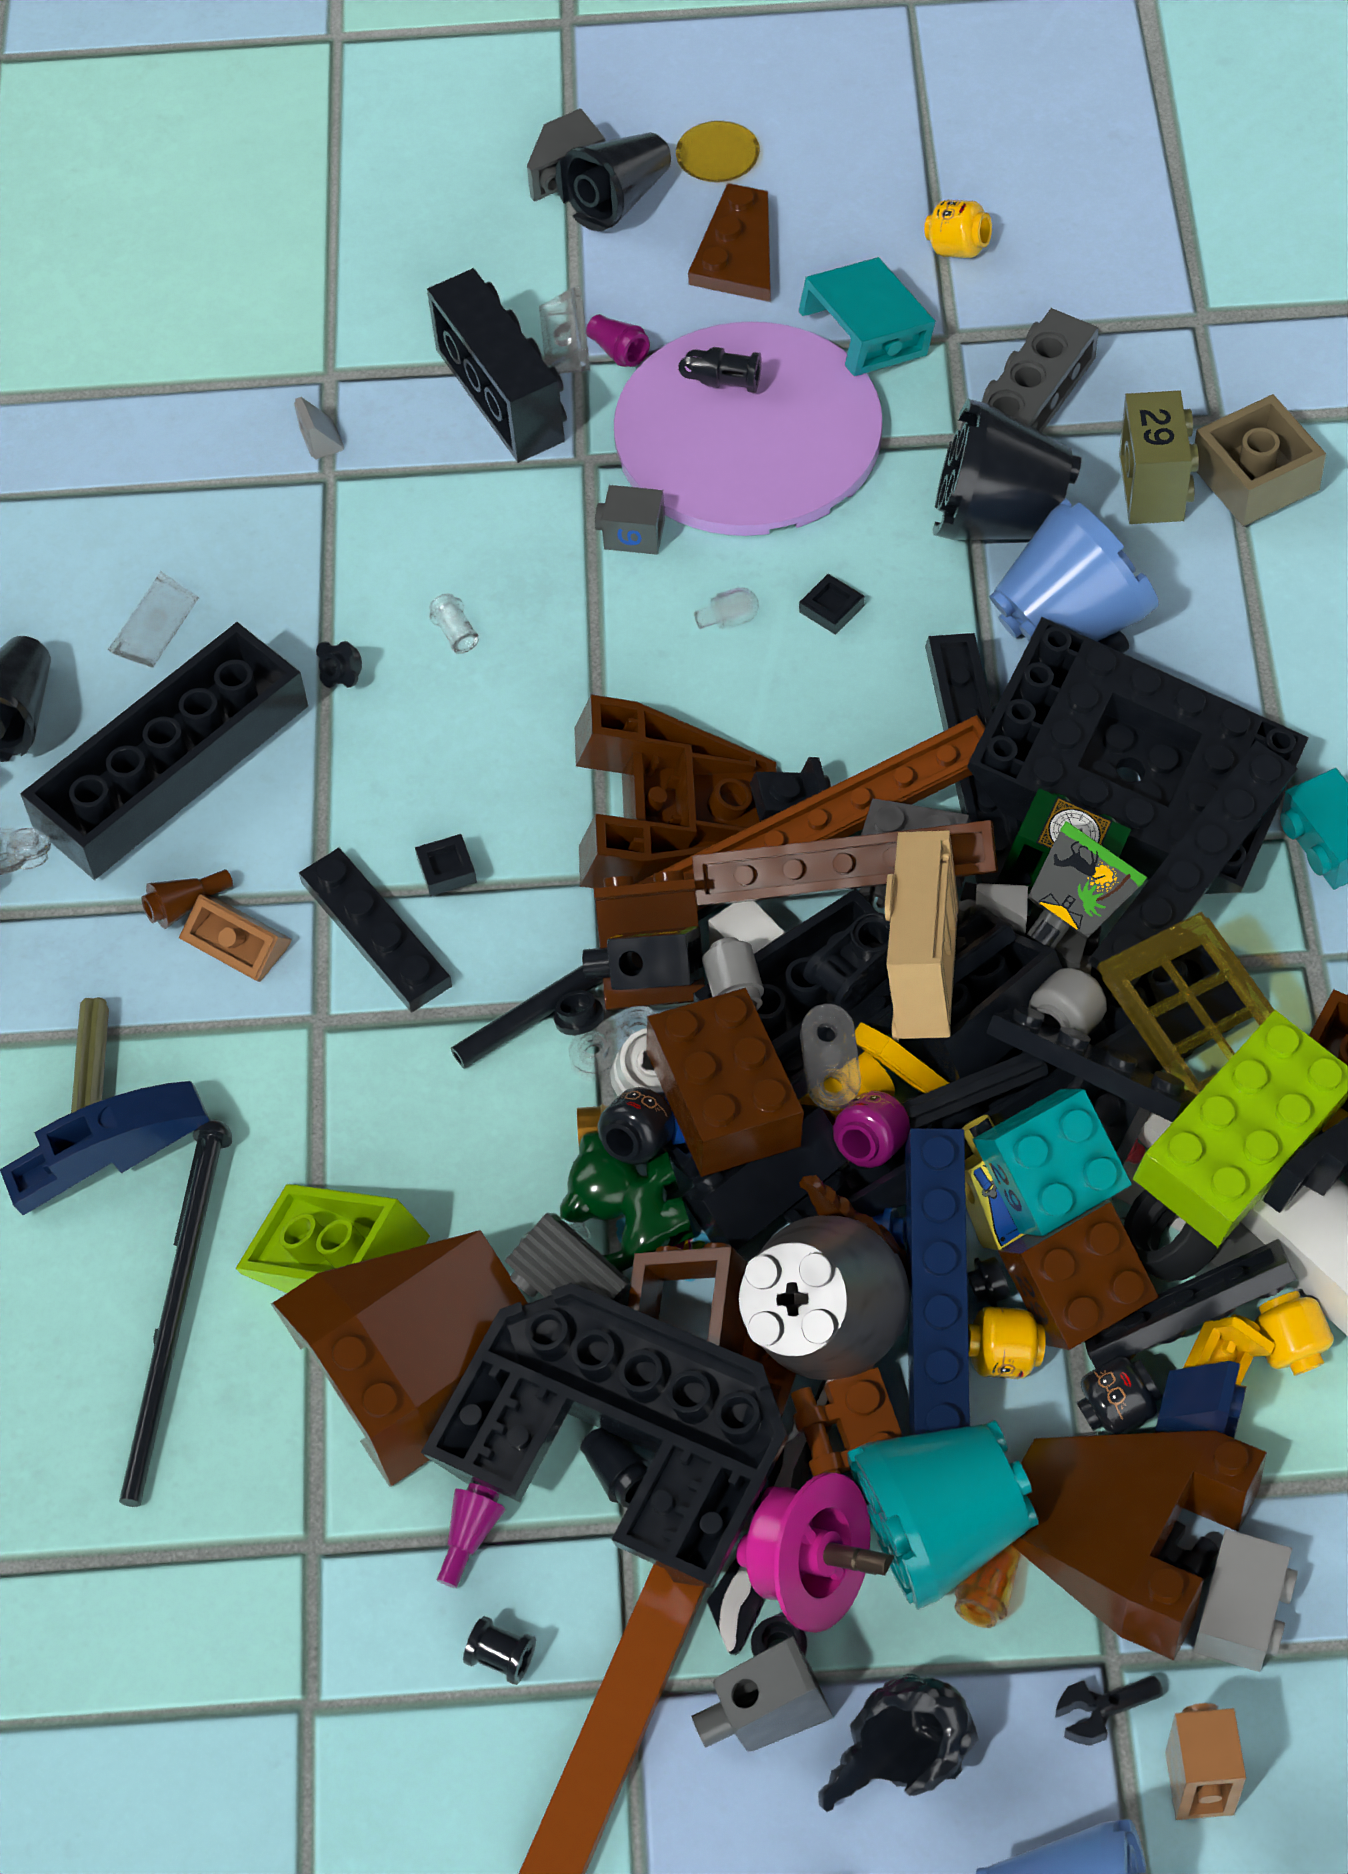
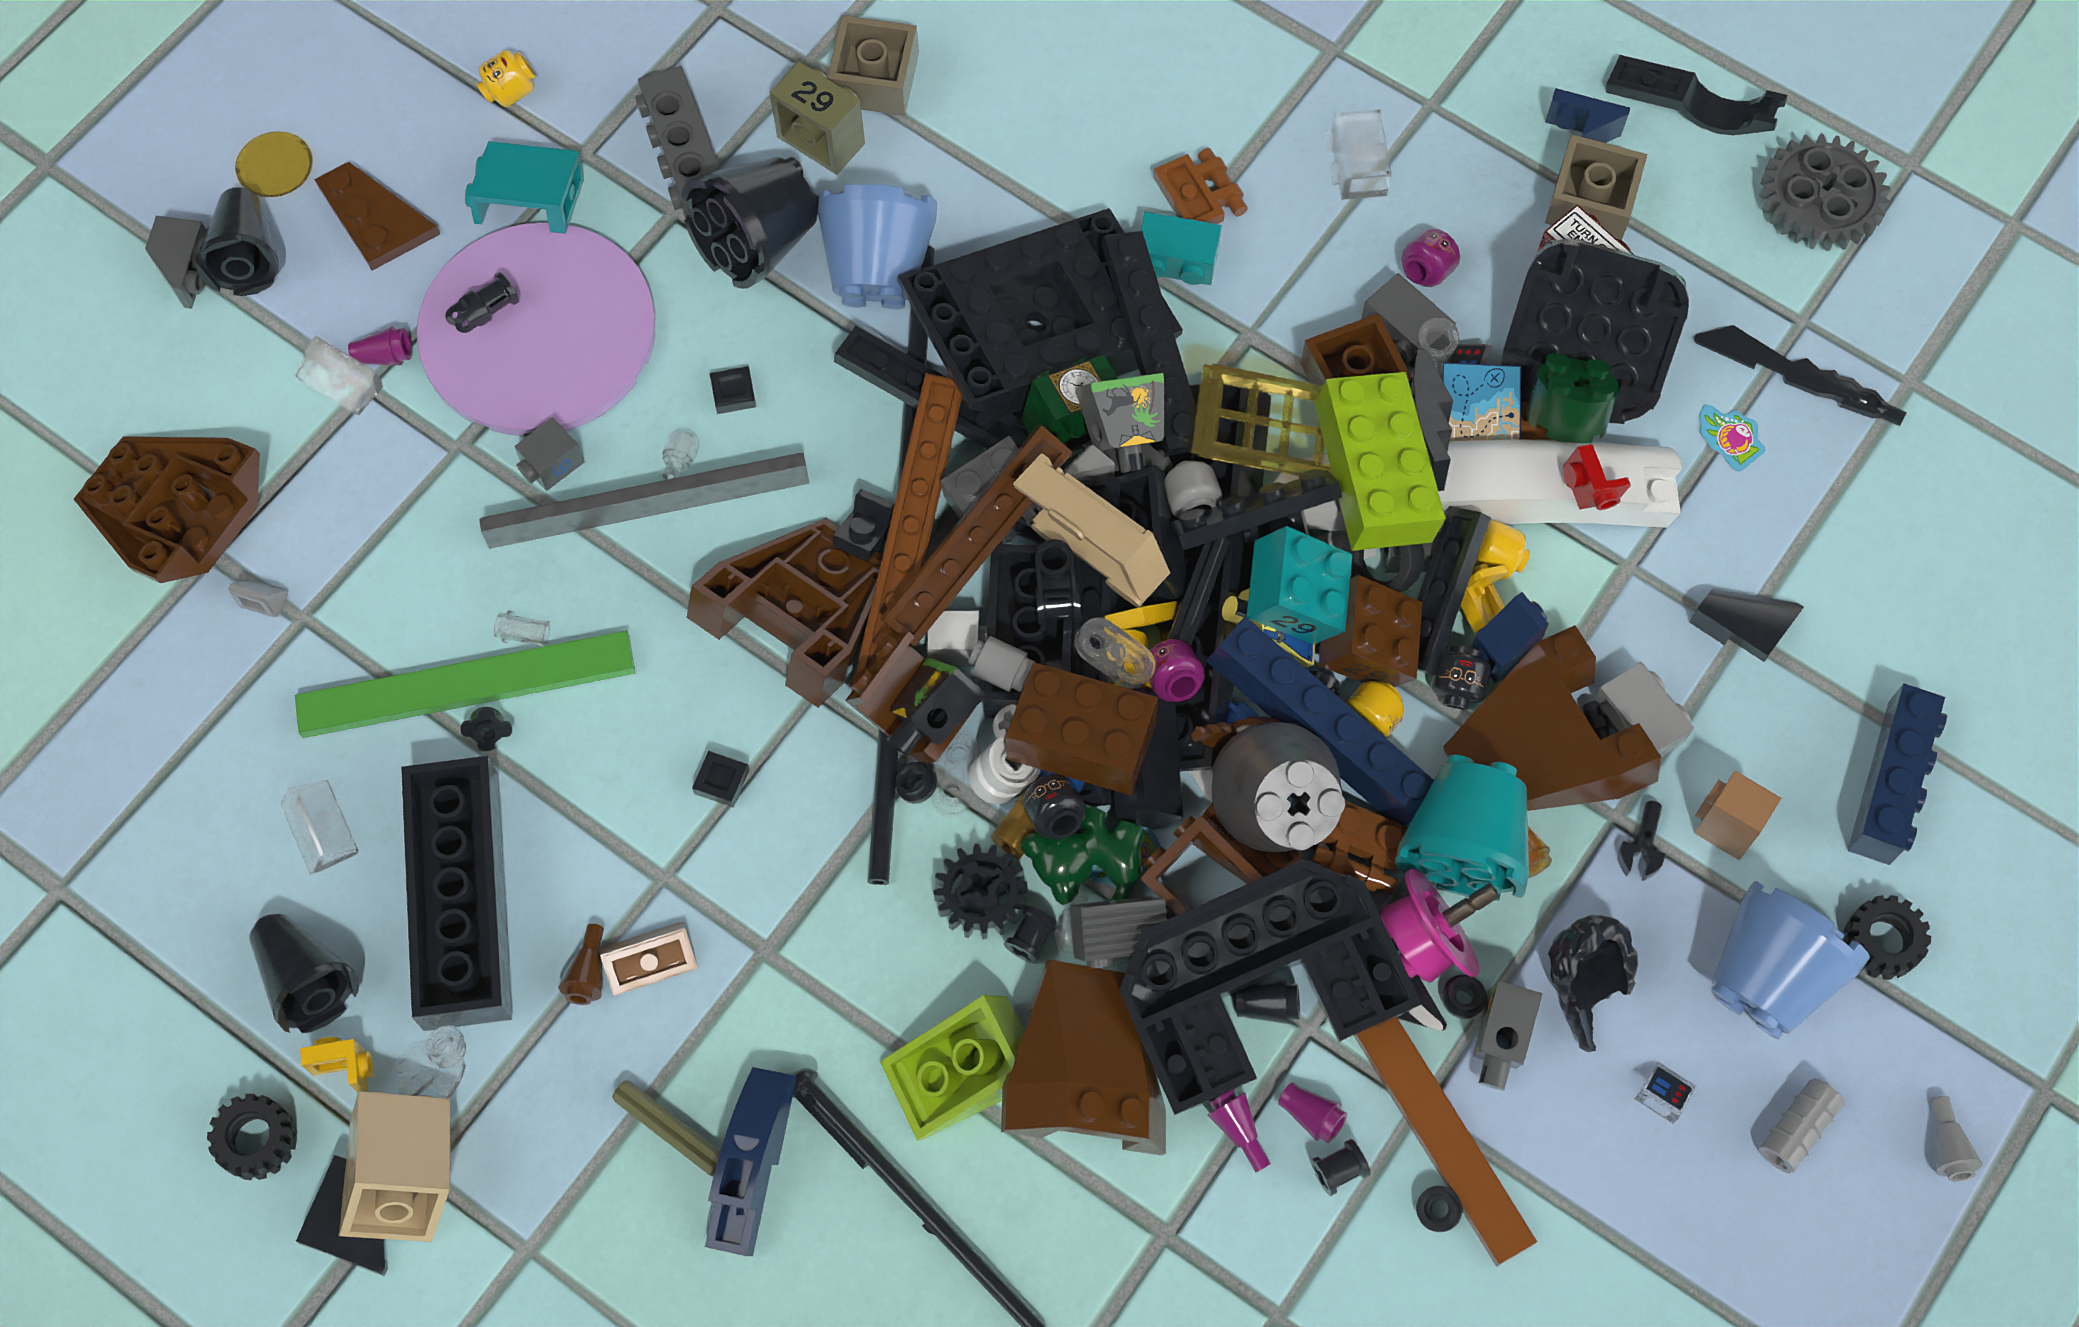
camera: 55 degrees left, 10 degrees up
(340, 315) = (172, 501): none -> reddish brown wedge
(372, 626) = (464, 684): none -> bright green tile
(375, 930) = (726, 861): black plate -> none
(497, 364) = (334, 437): black brick -> none
(508, 1213) = (1031, 934): none -> black bush
(517, 1144) = (966, 900): none -> black gear
(522, 1765) = (1425, 1213): none -> black plate
(537, 1588) = (1314, 1112): none -> magenta cone
(660, 619) = (644, 500): none -> flat silver tile

